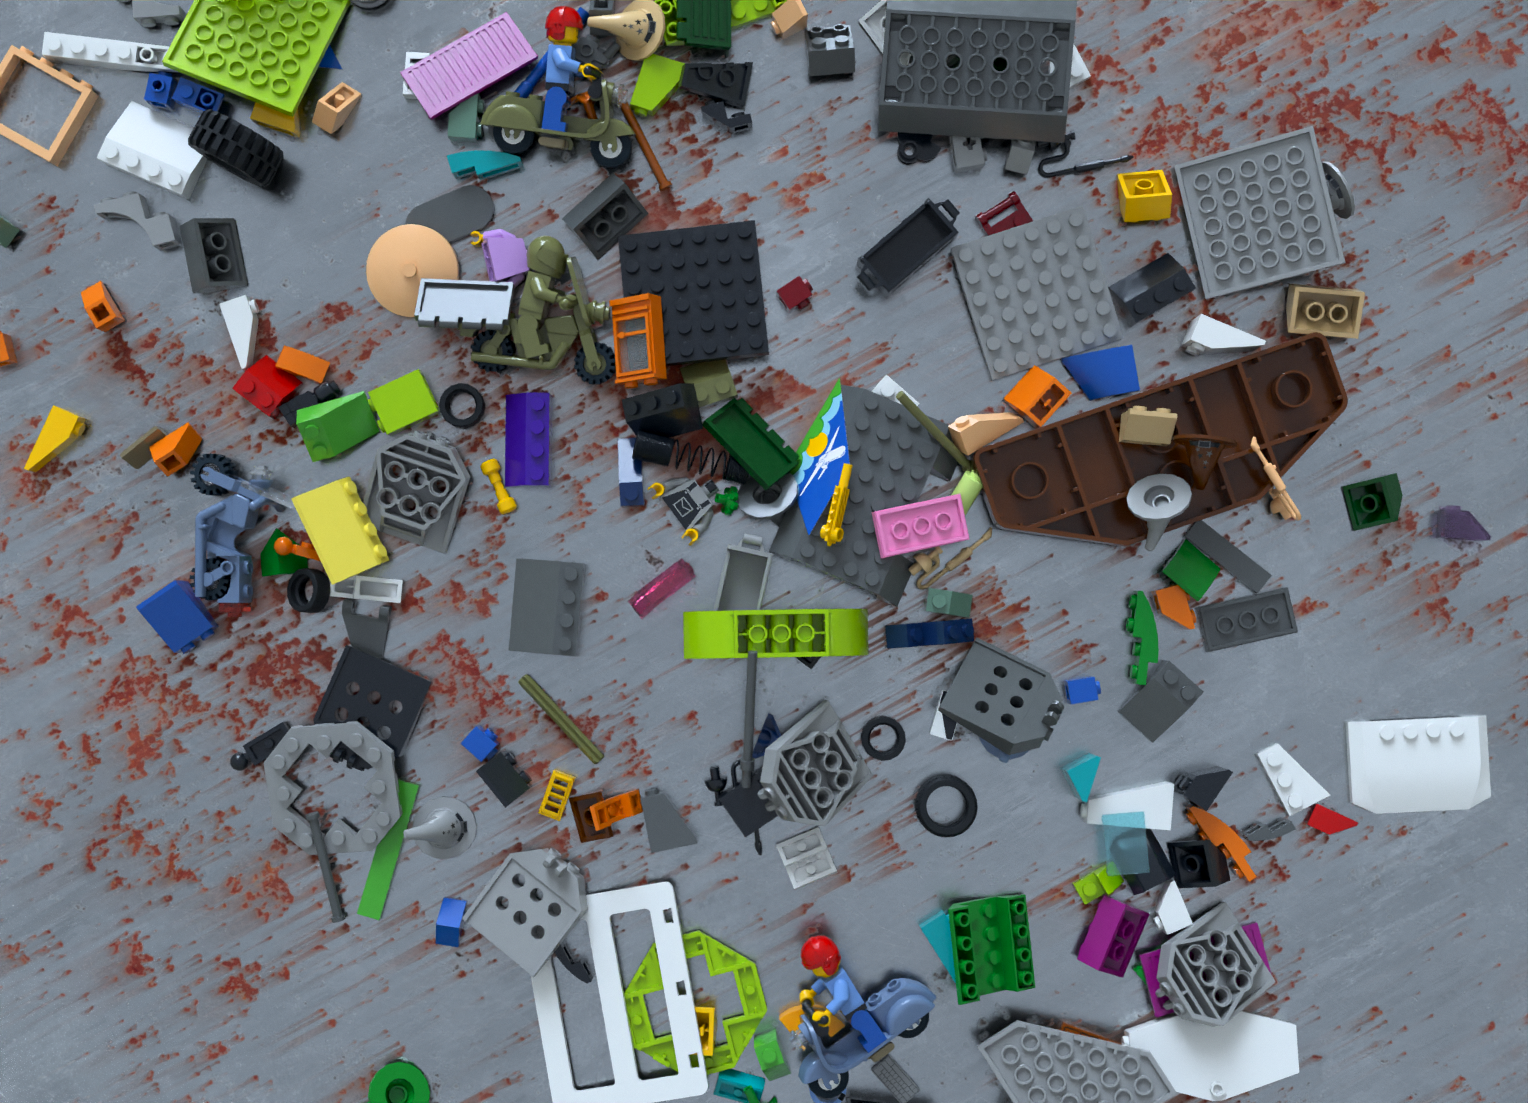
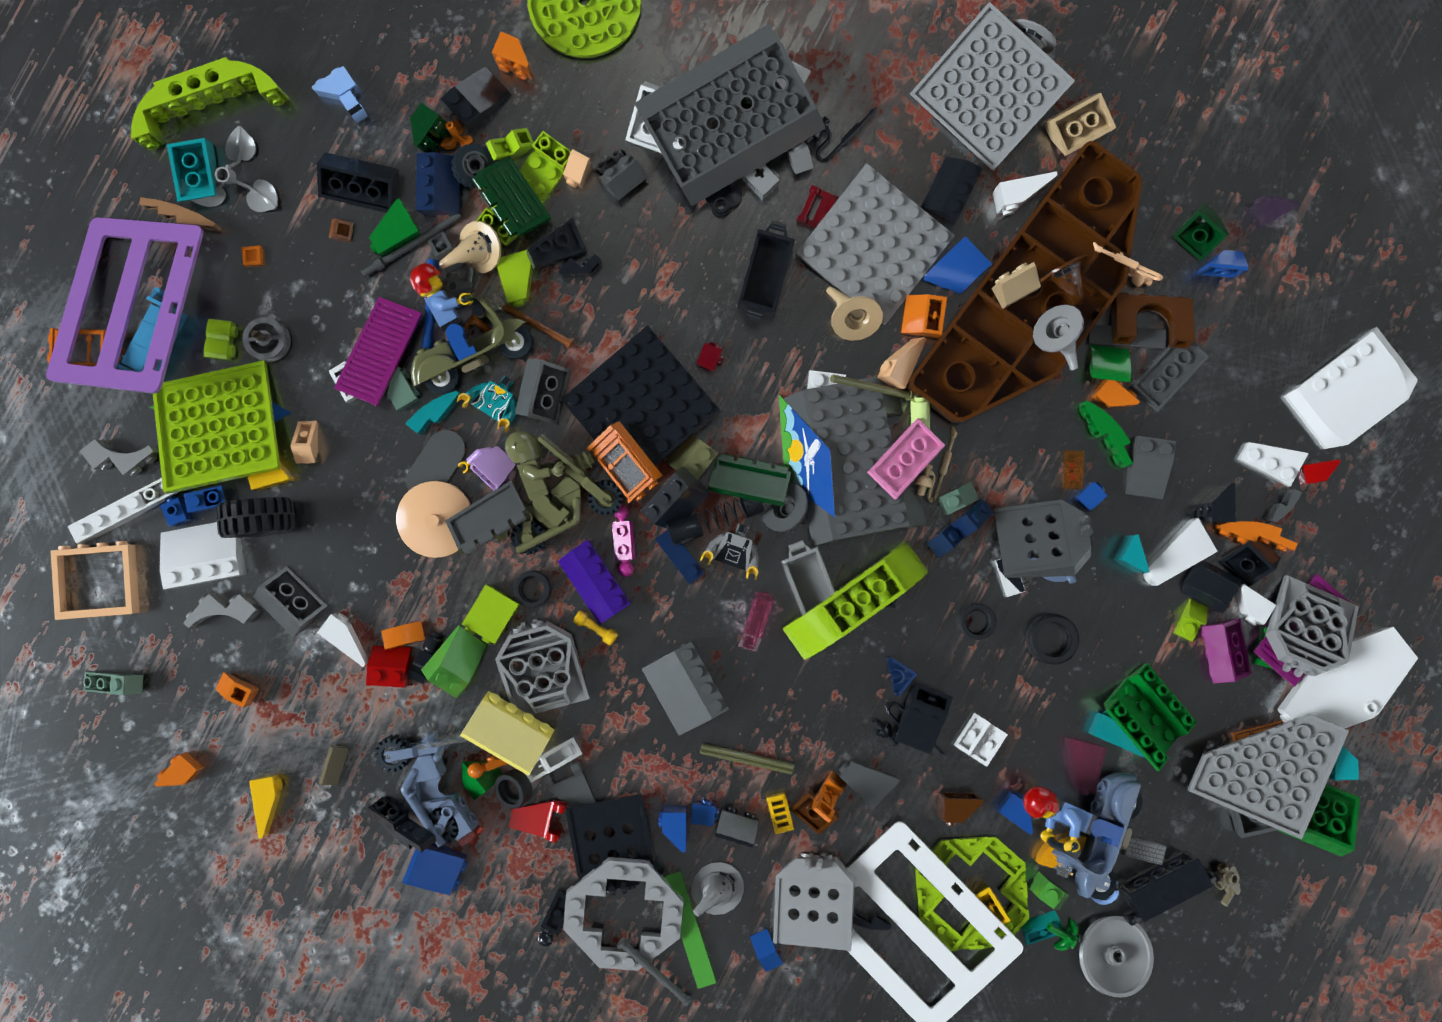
camera: 25 degrees left, 0 degrees up
(171, 550) = (400, 825): none -> black slope
(175, 449) = (355, 753): orange slope -> none
(312, 637) = (537, 819): none -> red flag
(443, 735) = (674, 825): none -> blue slope
(549, 192) = (493, 401): none -> teal torso
(585, 419) = (623, 541): none -> dark pink plate
(728, 500) = (760, 530): green plant -> none
(737, 907) = (957, 807): none -> reddish brown slope
(747, 761) = (898, 702): dark grey bar -> none
(785, 780) = (932, 696): light grey hinge -> none
(790, 948) = (1014, 810): none -> blue slope
(832, 530) = (849, 503): yellow piece -> none
(893, 952) = (1084, 764): none -> clear pink slope
(966, 350) = (854, 316): none -> tan piece
(1082, 652) = (1073, 470): none -> clear orange tile
(1125, 843) = (1193, 581): clear light blue piece -> none
(1144, 196) = (903, 128): yellow slope -> none
(1293, 562) = (1175, 310): none -> reddish brown arch
(1374, 549) = (1225, 264): none -> blue slope

